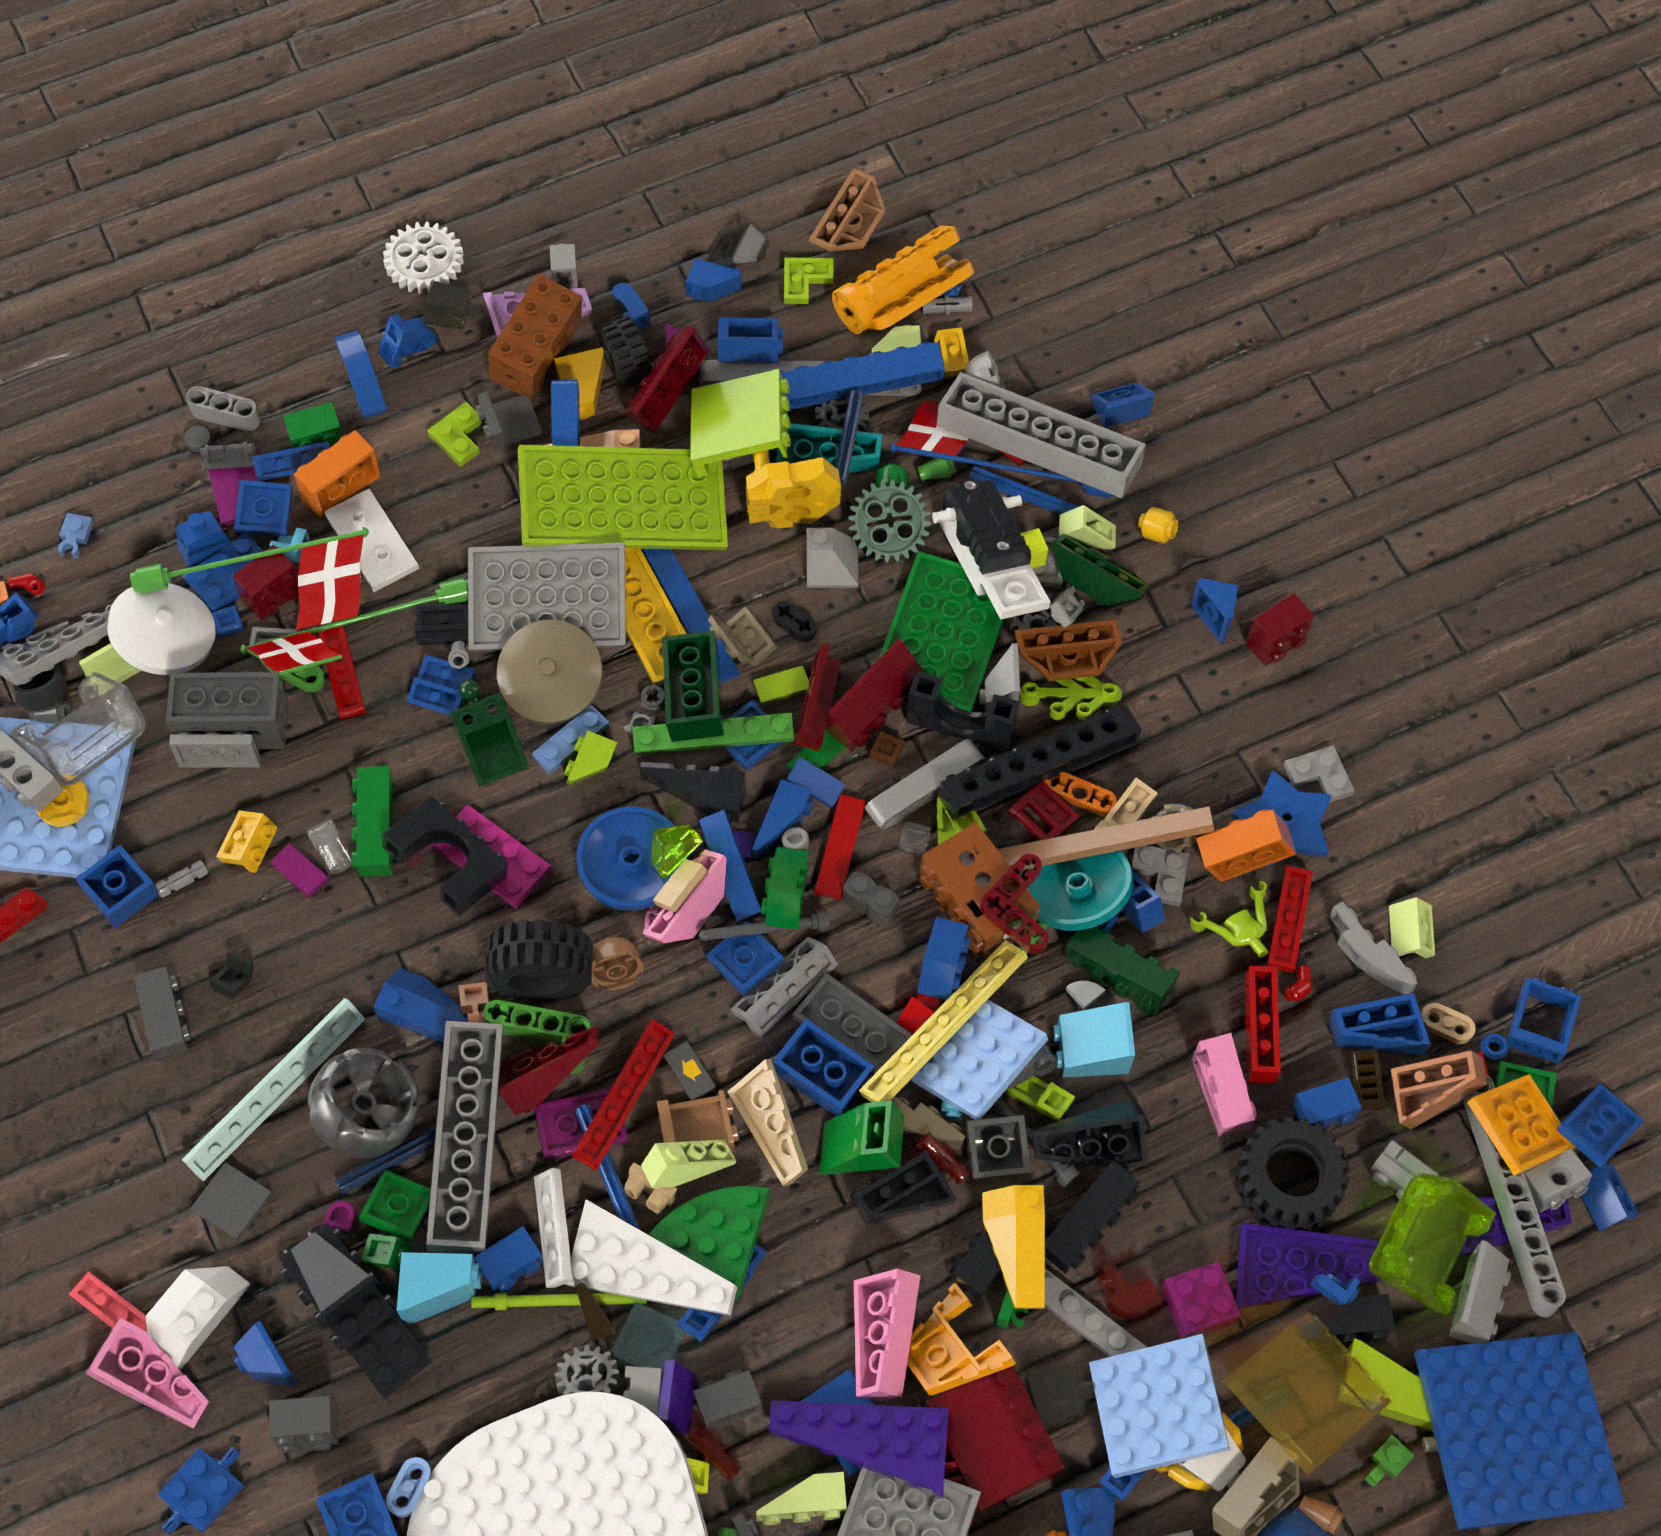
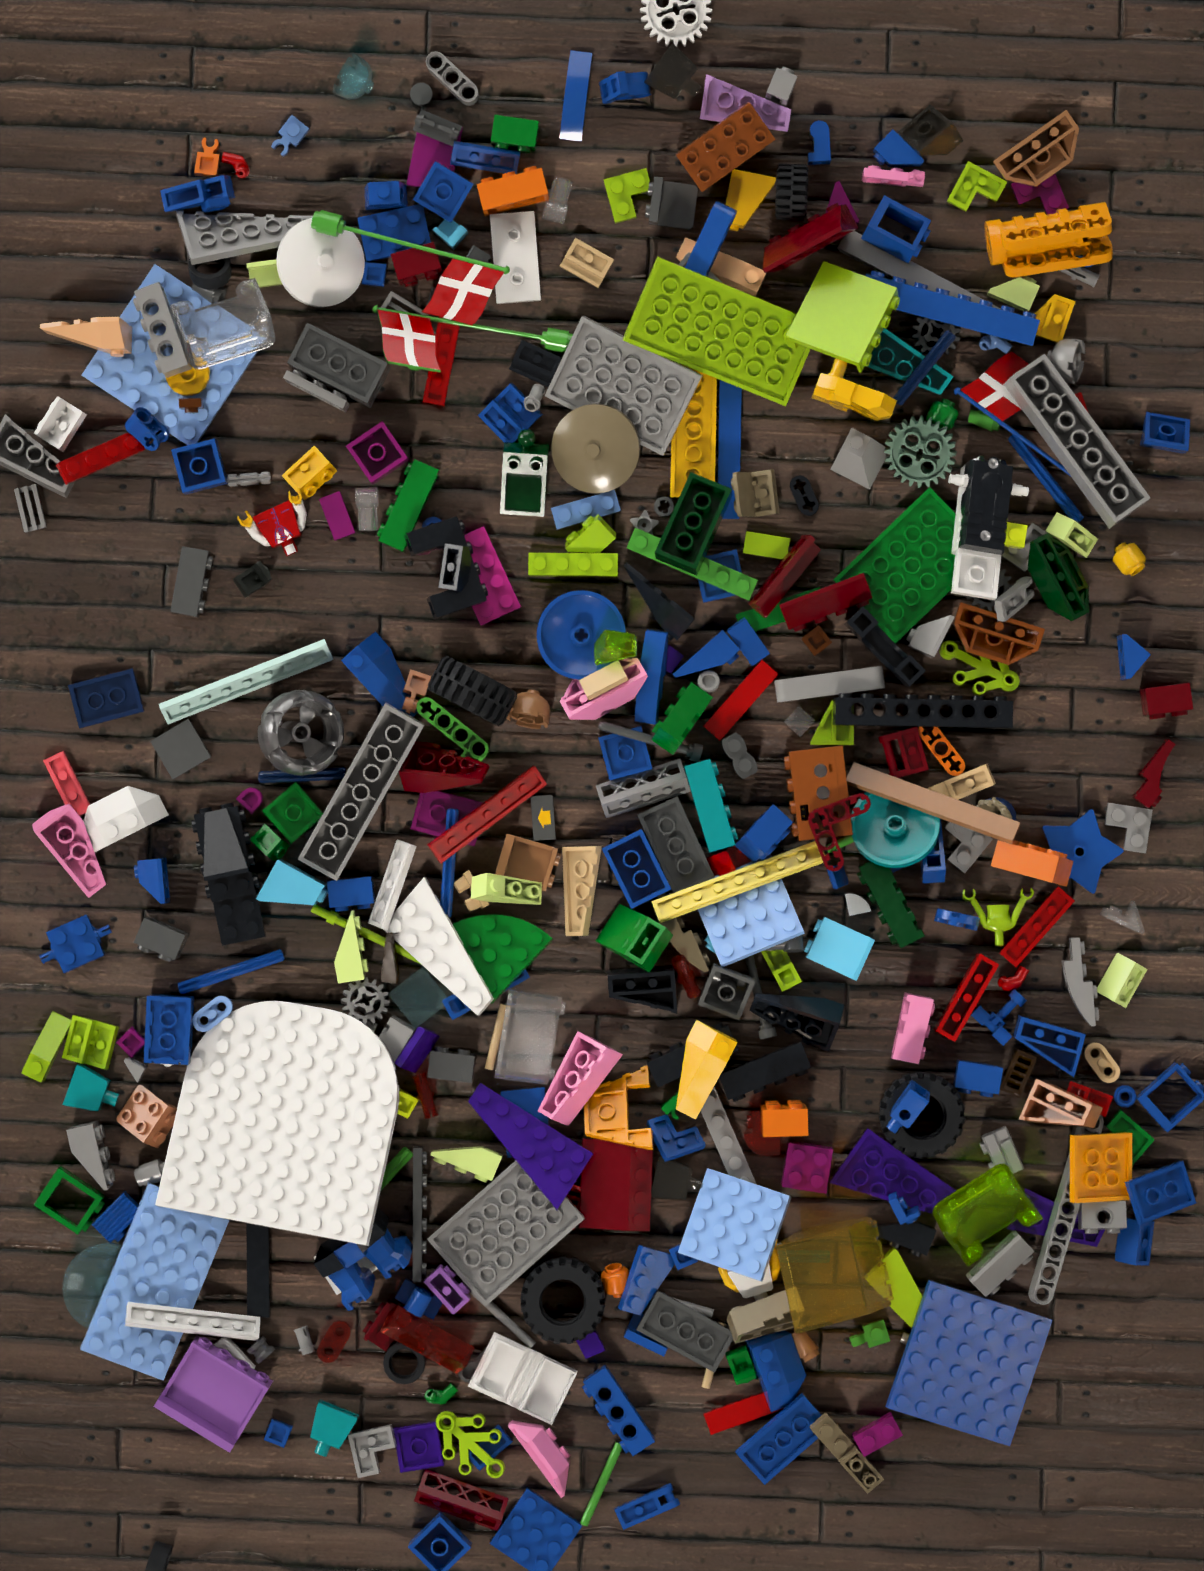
camera: 25 degrees right, 25 degrees up
(39, 877) = (145, 428): none -> blue piece
(78, 825) = (191, 405): none -> reddish brown plate
(116, 1186) = (106, 698): none -> dark blue plate
(119, 449) = (354, 79): none -> clear light blue cylinder
(235, 906) = (279, 524): none -> torso
(312, 782) = (377, 452): none -> magenta brick
(390, 471) = (556, 207): none -> clear piece
(409, 1425) = (231, 971): none -> blue axle
(449, 510) = (586, 263): none -> tan plate
(454, 842) = (455, 567): none -> black slope
(542, 1333) = (349, 959): none -> yellowish green slope
(585, 795) = (573, 564): none -> lime brick
(717, 303) = (893, 177): none -> bright pink hinge
(763, 1341) = (496, 1036): none -> tan bar
(801, 1319) = (529, 1037): none -> clear windscreen
(868, 960) = (709, 805): none -> teal brick
(874, 252) = (1048, 192): none -> magenta plate
(904, 399) = (991, 342): none -> medium blue arm
(1035, 1353) = (673, 1143): none -> blue plate
(1046, 974) = (838, 878): none -> blue slope
(1146, 1249) = (784, 1119): none -> orange brick
(1202, 947) = (957, 919): none -> blue plate
(1278, 1145) = (913, 1100): none -> blue torso
(1308, 1037) = (995, 1022): none -> blue bar
(1312, 713) = (1149, 791): none -> dark red slope
(1381, 863) = (1130, 919): none -> clear slope

